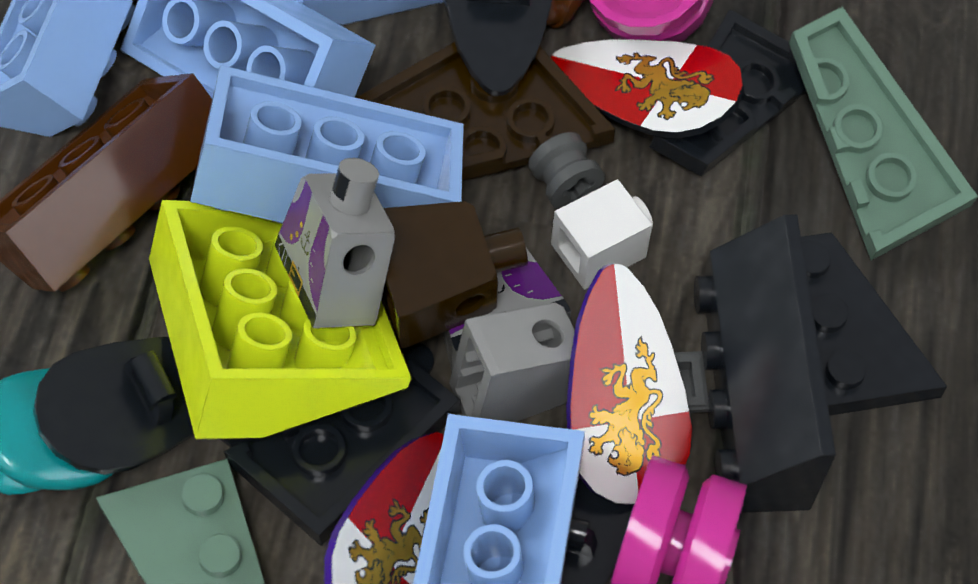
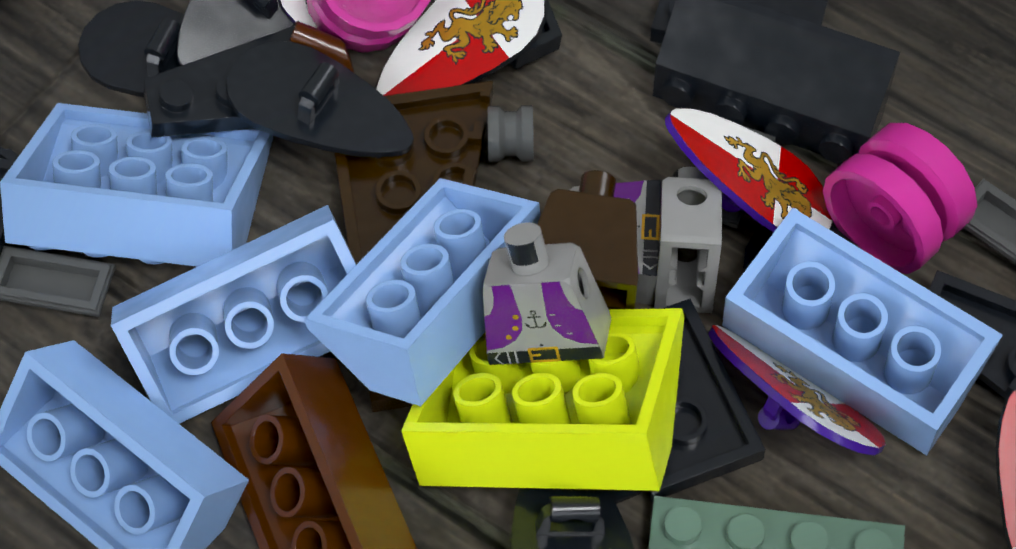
camera: 60 degrees left, 0 degrees up
(601, 231) = (585, 134): white brick -> none

